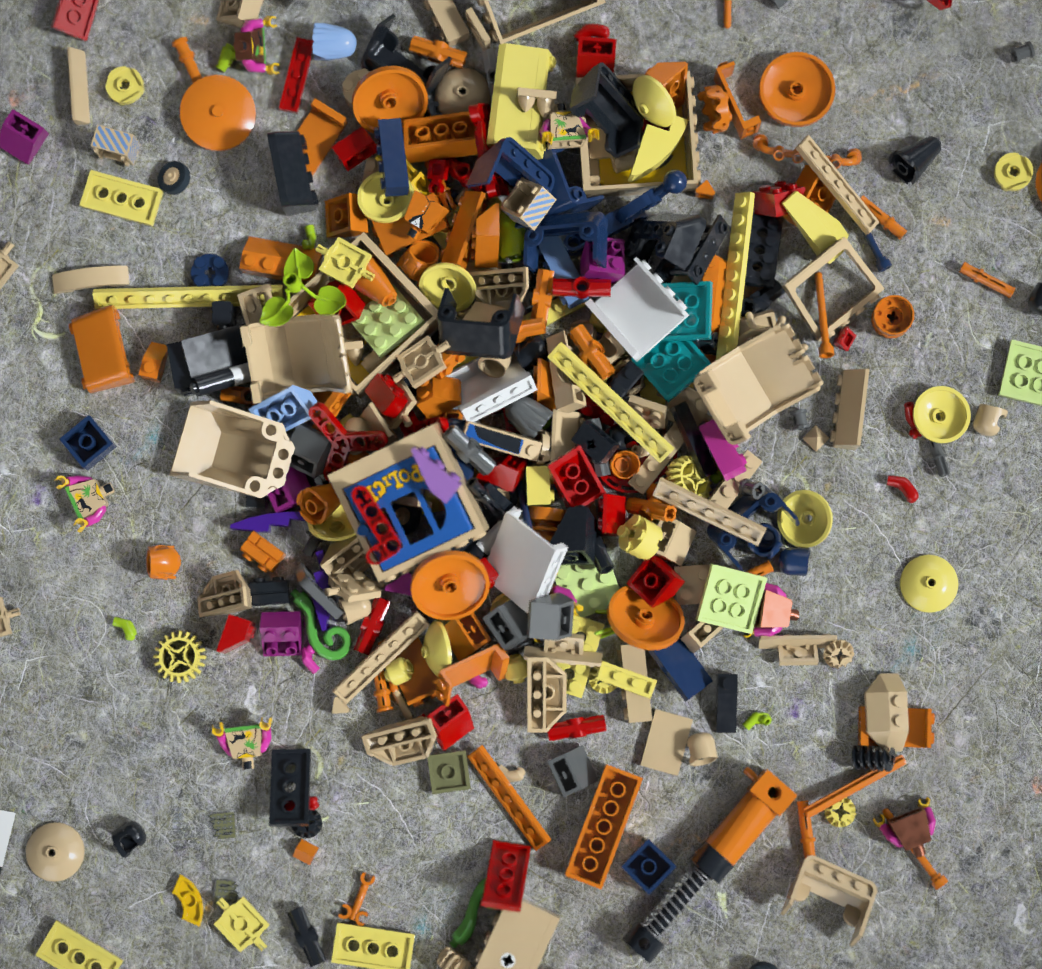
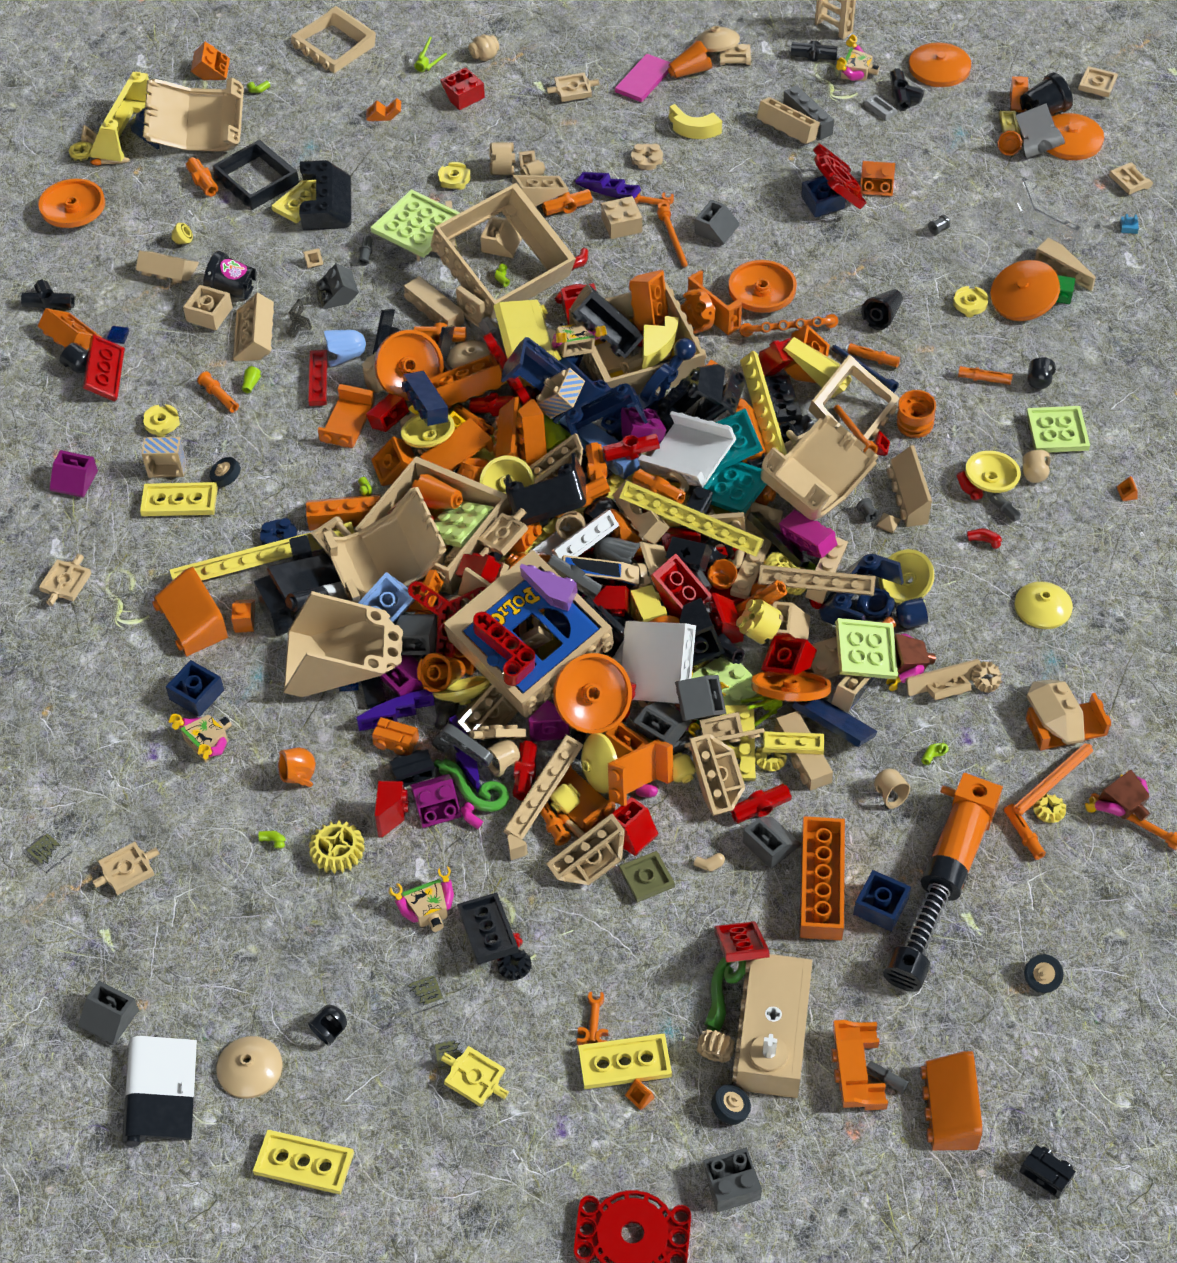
camera: 20 degrees left, 30 degrees down
(78, 86) = (118, 430): tan slope -> none
(90, 278) = (161, 563): tan slope -> none
(190, 899) = (411, 1071): yellow tile -> none
(217, 113) = (253, 418): orange dish -> none
(224, 595) = (362, 782): tan wedge -> none
(250, 45) = (271, 362): torso -> none
(291, 172) = (338, 434): black windscreen -> none
(298, 267) = (360, 497): lime plant -> none
(305, 851) = (521, 992): orange slope -> none
(306, 936) = (549, 1069): black piece -> none
(345, 262) = (406, 475): light yellow plate -> none
(424, 214) = (468, 431): orange torso -> none
(437, 173) = (469, 406): red plate -> none
(509, 798) = (717, 882): orange tile -> none
(545, 99) = (544, 319): tan tile -> none
(653, 101) = (648, 300): light yellow dish -> none
(666, 742) = (854, 794): tan tile -> none
(726, 702) = (897, 742): black slope -> none
(751, 490) = (848, 557): dark grey bush -> none
(837, 184) = (825, 333): tan tile -> none
(837, 886) = (1078, 869): tan windscreen -> none
(873, 760) = (1060, 748): black piece -> none

